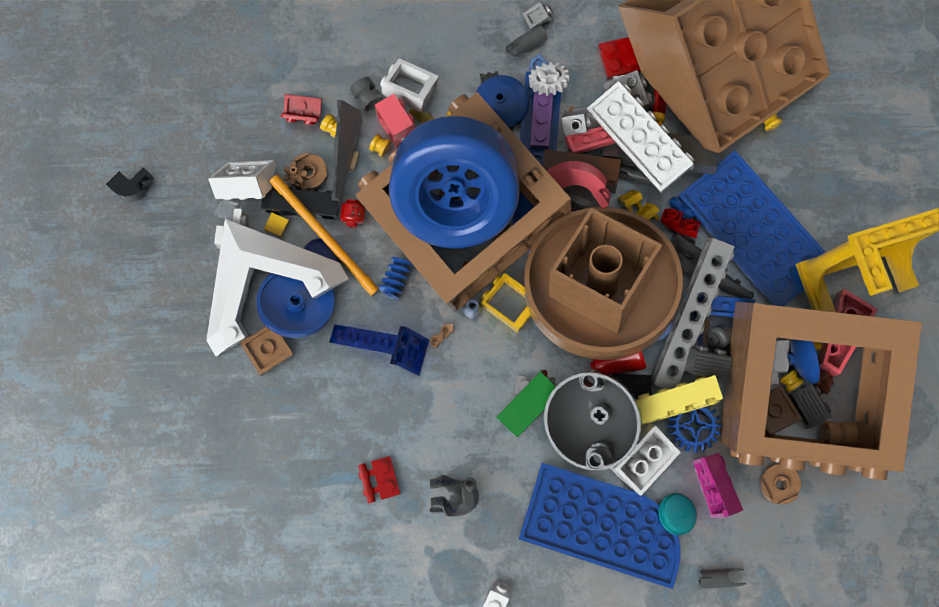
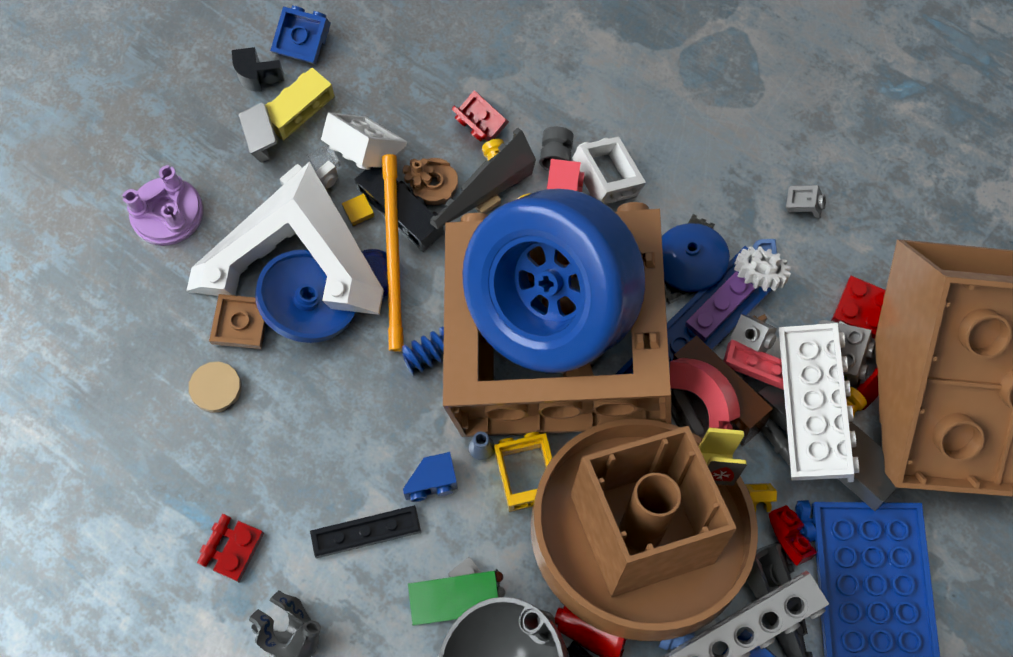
camera: 40 degrees right, 10 degrees down
(139, 139) = (300, 34): none -> blue plate
(156, 318) = (164, 209): none -> lavender piece
(171, 223) = (258, 131): none -> panel
(178, 186) = (299, 102): none -> light yellow brick
(286, 398) = (214, 386): none -> tan tile
(352, 213) = (435, 254): red head -> none
(406, 348) = (371, 429): clear blue bracket -> none
(437, 339) = (419, 450): medium nougat piece -> none
(447, 408) = (365, 531): none -> black tile
(460, 347) = (432, 476): none -> blue slope
(527, 41) = (772, 217): dark grey piece -> none
(610, 205) = (718, 450): none -> light yellow piece
(630, 198) = (755, 464): yellow tile -> none
(772, 123) = (992, 505): yellow wheel -> none

